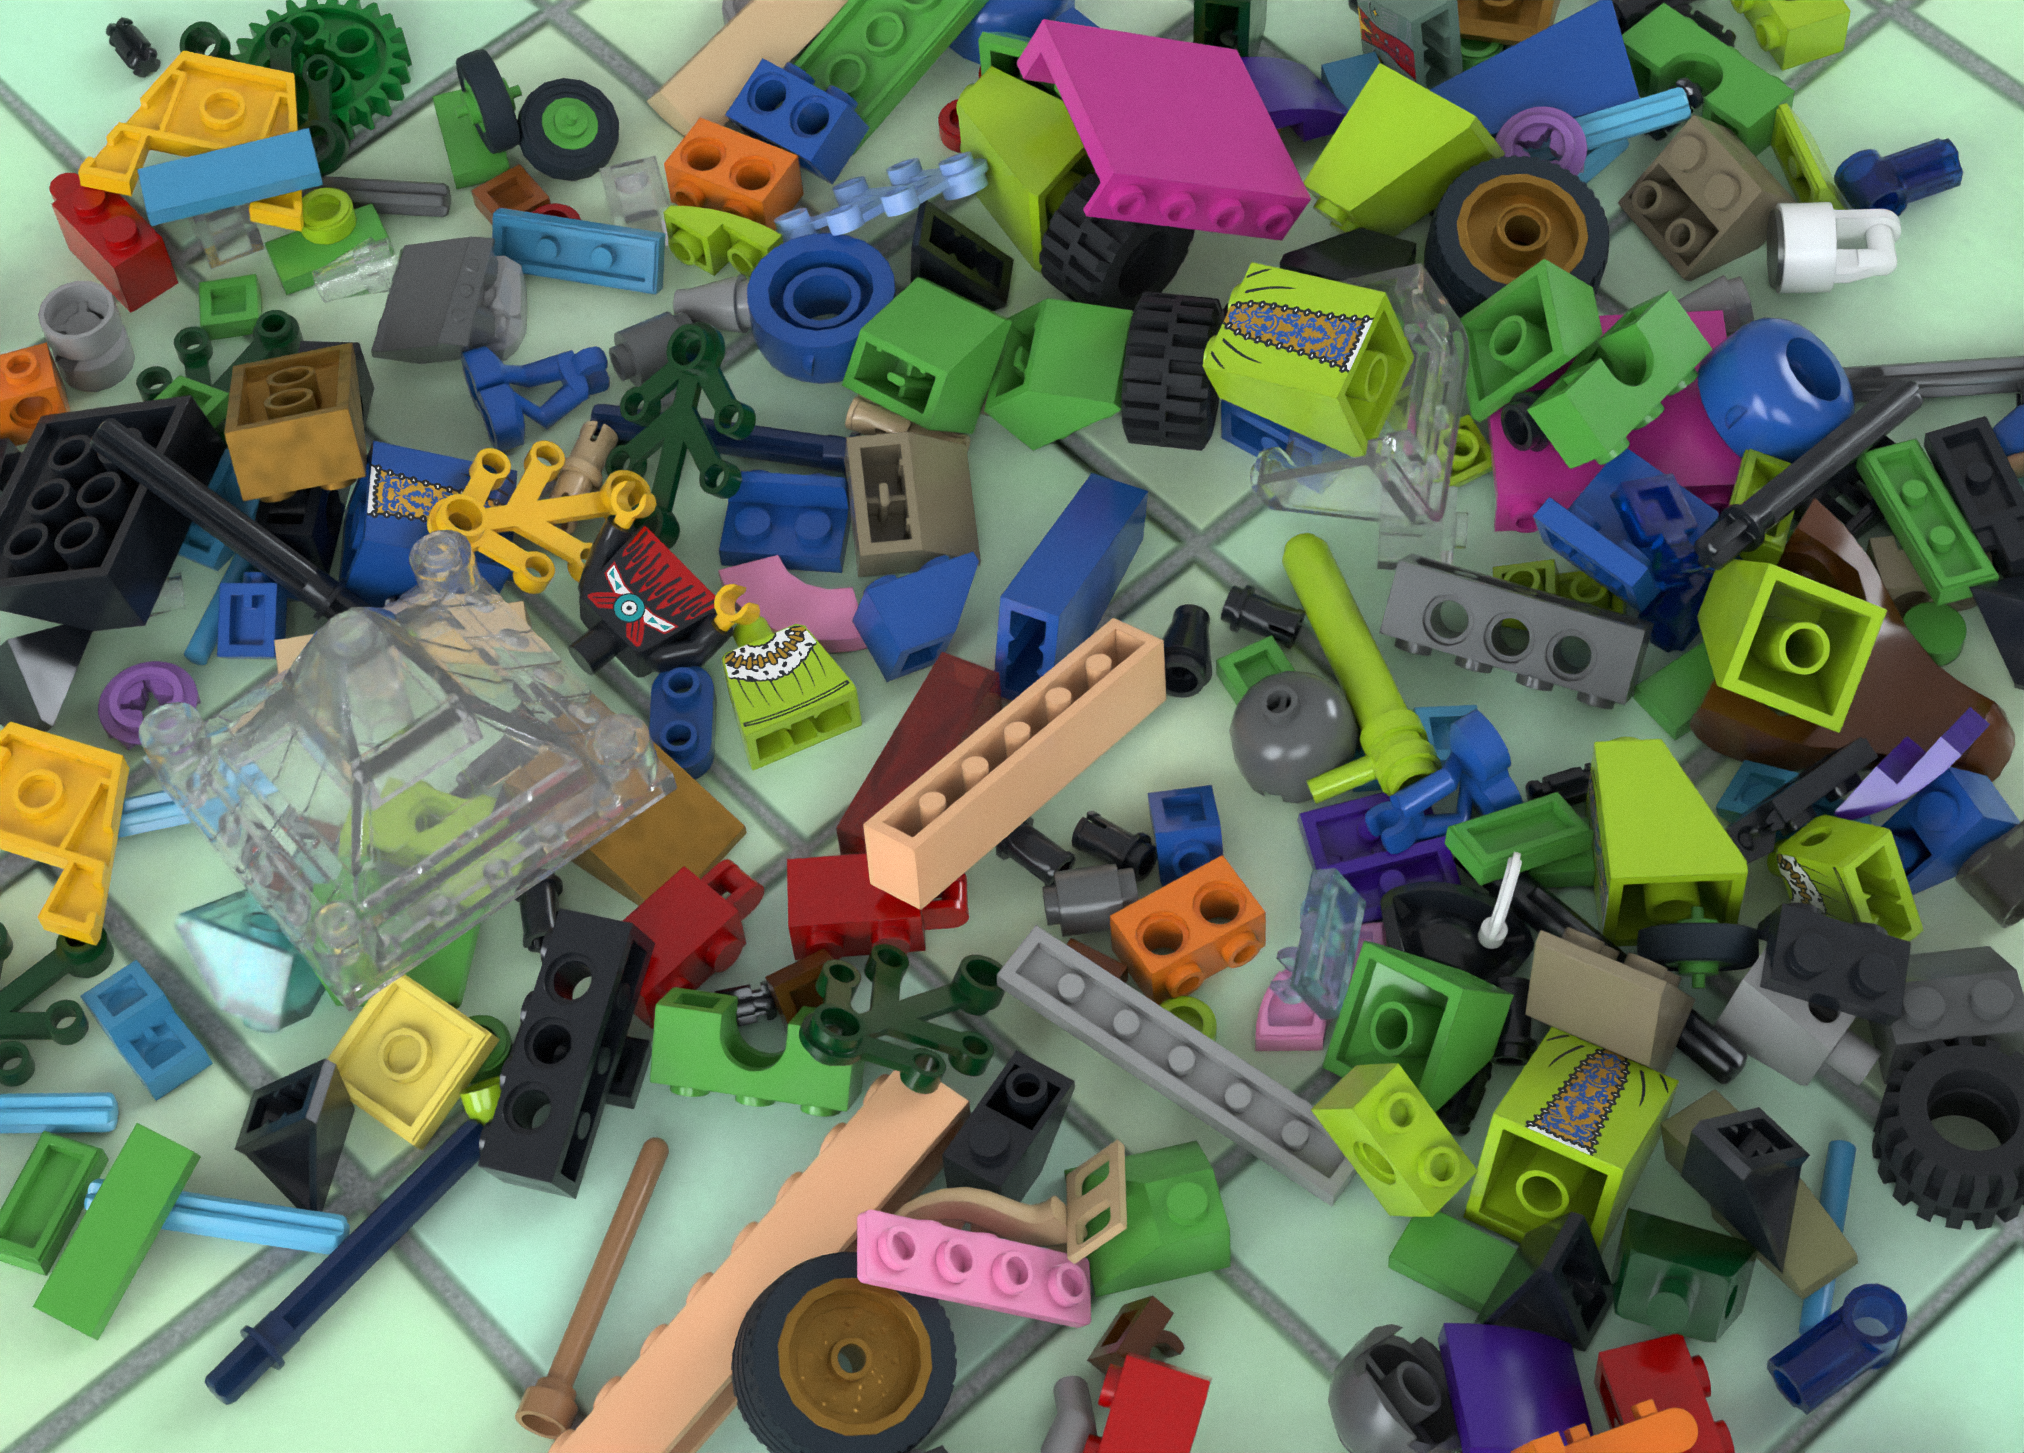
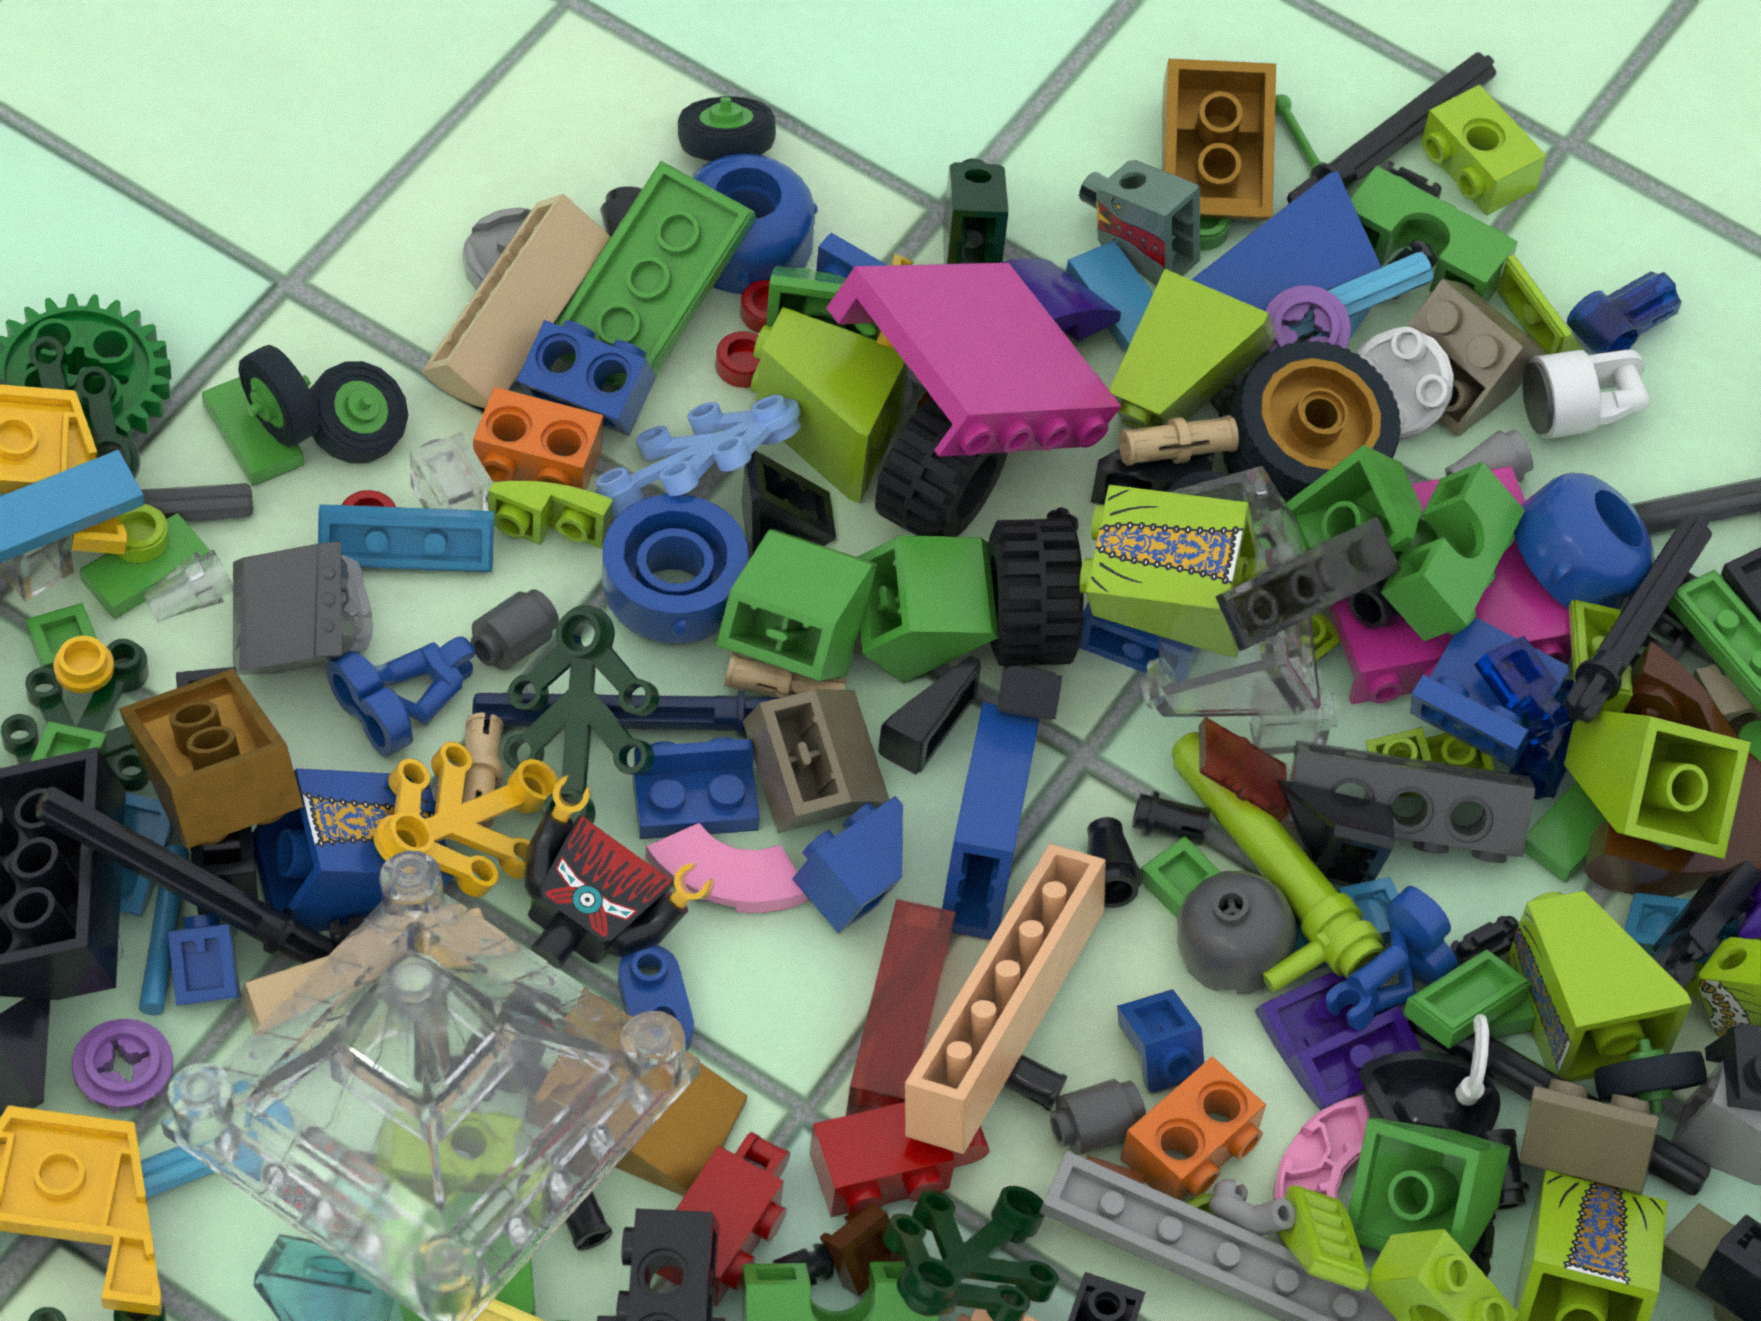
camera: 25 degrees left, 0 degrees up
(230, 327) = (83, 665): none -> yellow plate
(509, 190) = (311, 485): dark orange tile -> none
(717, 304) = (565, 575): light grey cone -> none
(786, 692) = (750, 958): lime torso -> none
(1040, 484) = (924, 722): none -> black slope
(1115, 845) = (1099, 1059): black pin -> none
(1142, 466) = (1029, 692): none -> black slope
(1227, 1028) = (1260, 1219): none -> light grey arm
(1285, 1057) = (1324, 1239): none -> lime slope
(1327, 945) = (1324, 1103): clear light blue plate -> none
(1344, 573) = (1241, 768): none -> clear red piece
(1367, 241) = (1178, 440): none -> tan pin
(1430, 649) = (1341, 832): none -> black slope
(1434, 386) = (1307, 583): none -> clear smoke slope
(1642, 214) = (1416, 374): none -> white dish

